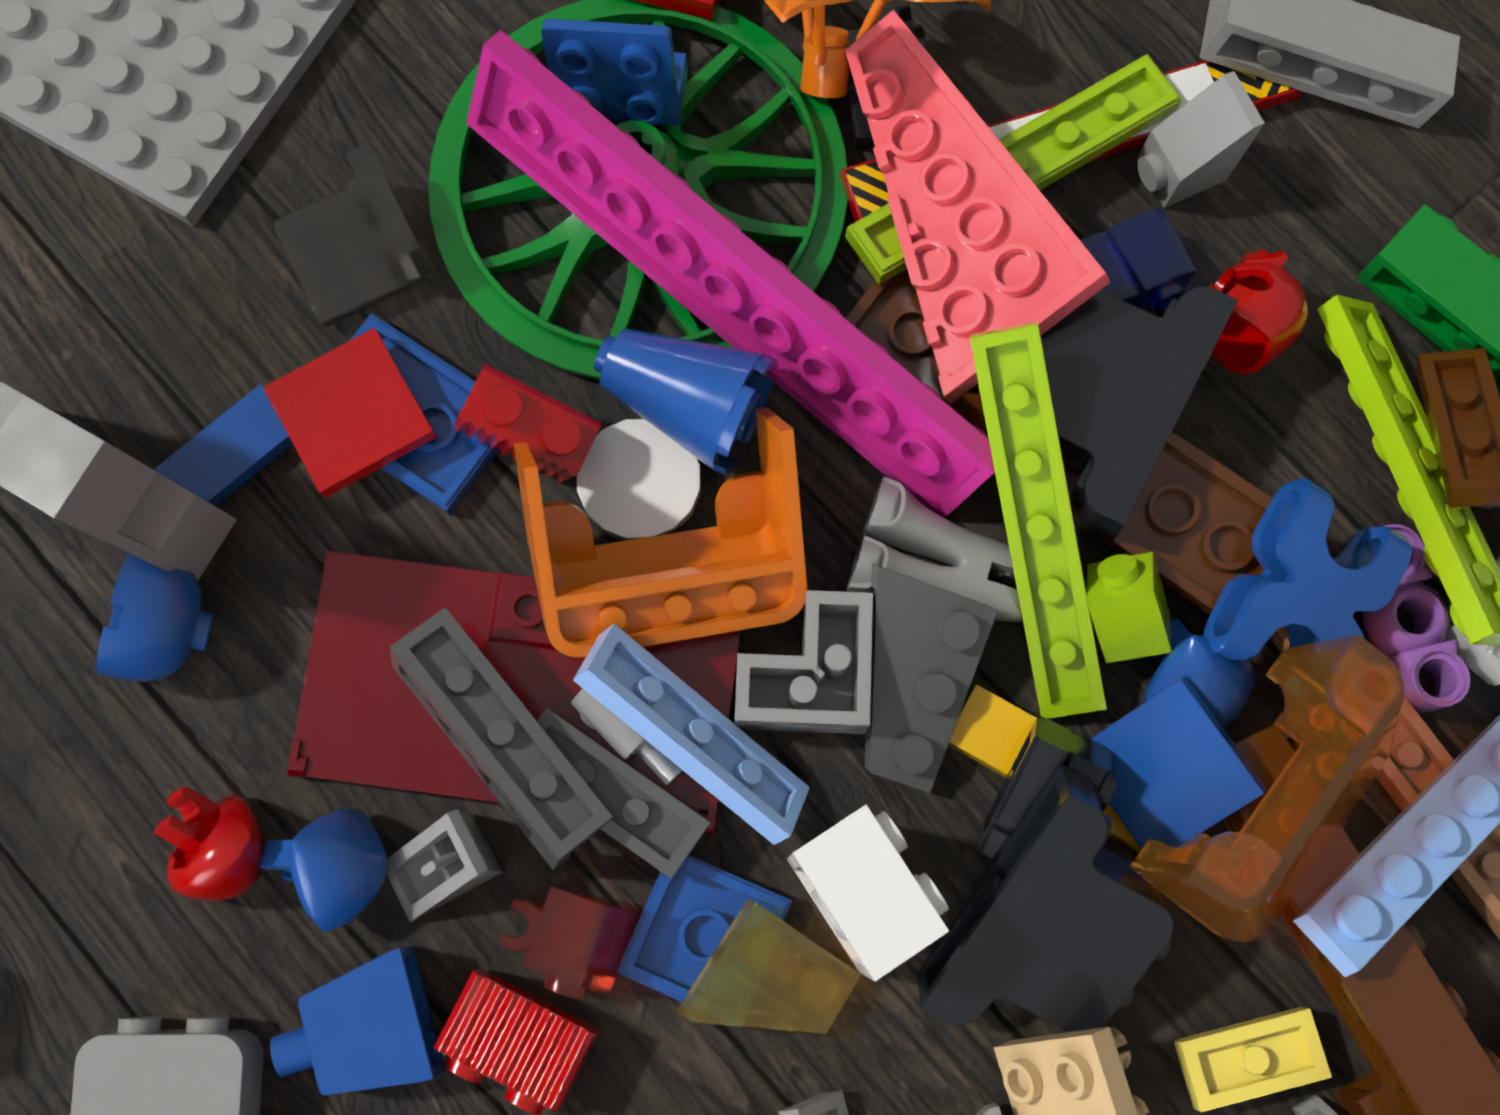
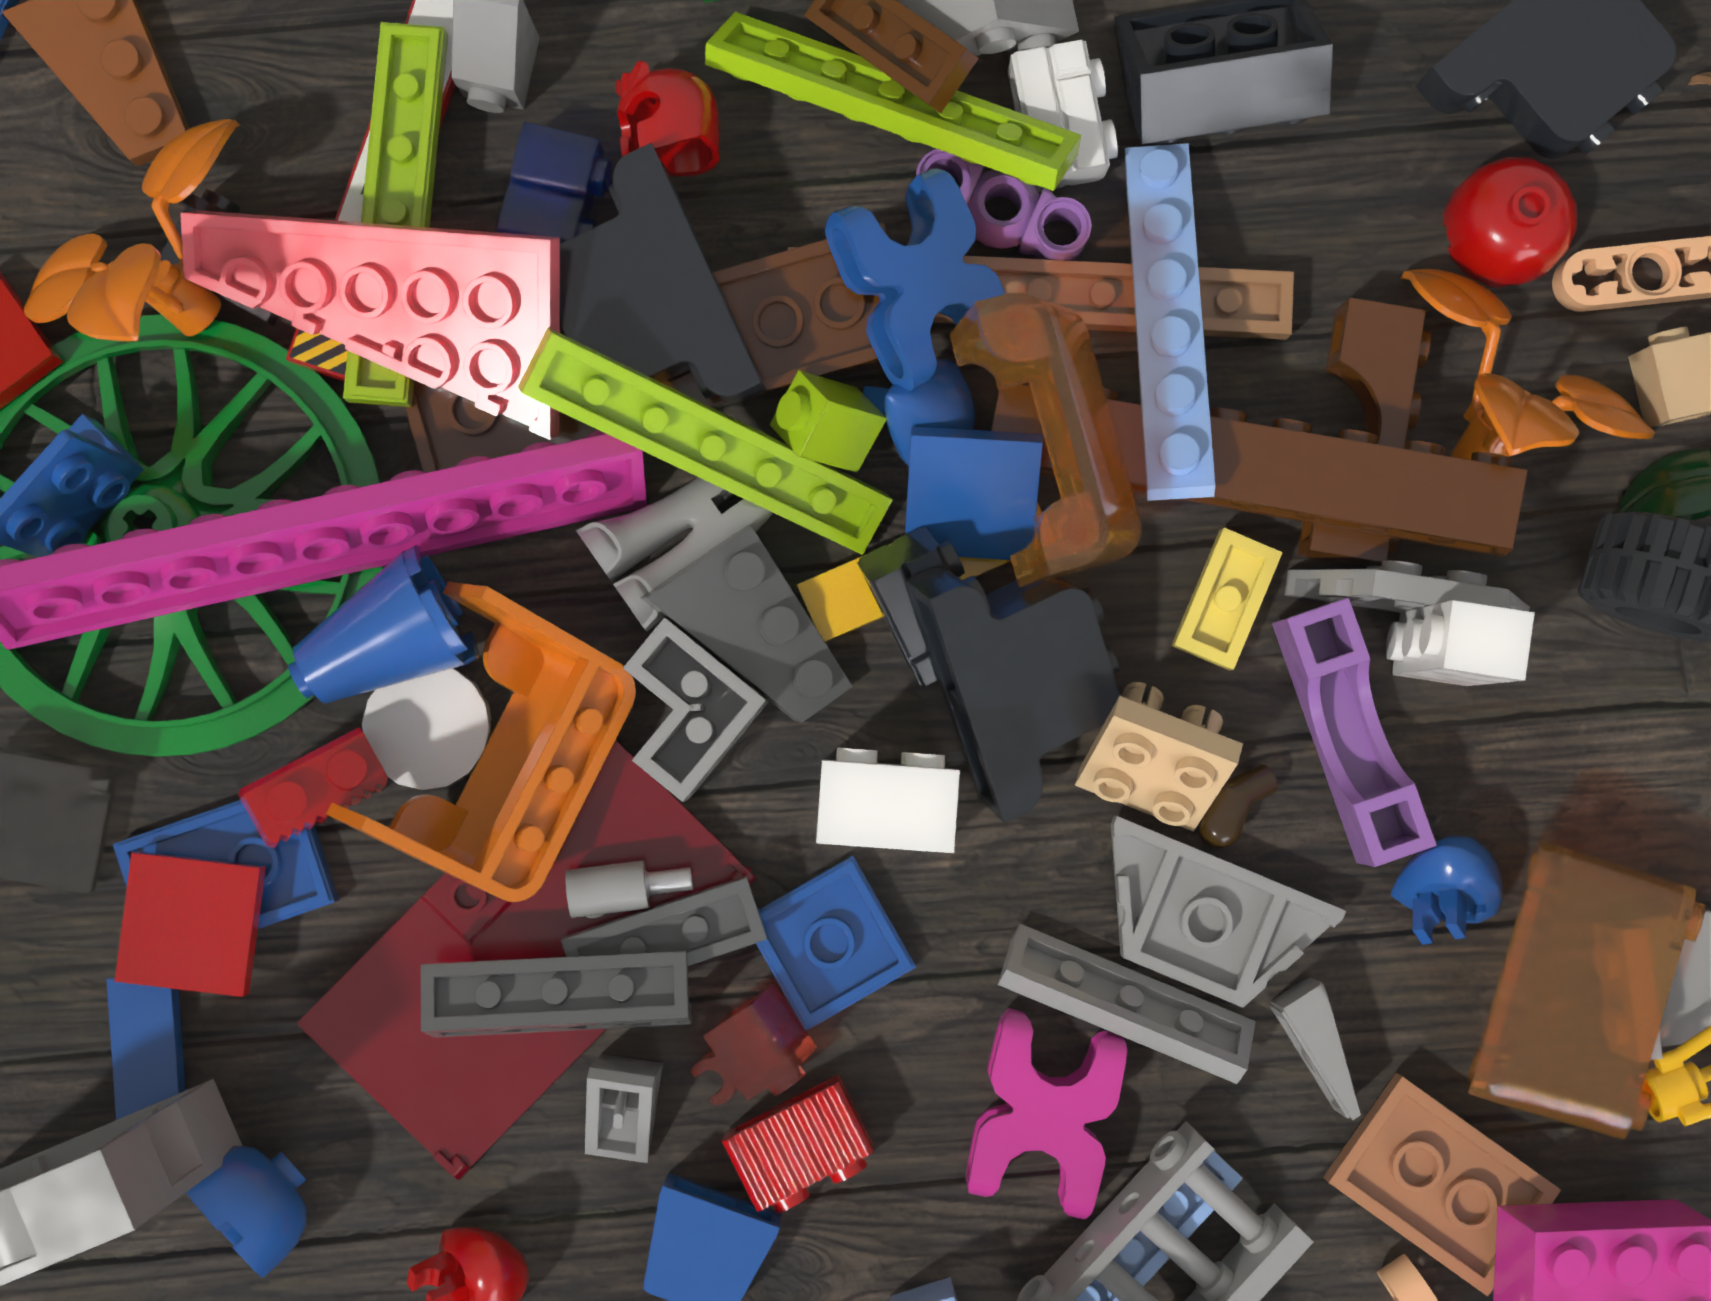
camera: 55 degrees left, 10 degrees up
(333, 864) = (559, 1192): blue piece -> none
(692, 734) = (667, 841): light blue plate -> none
(769, 978) = (897, 918): clear yellow wing -> none

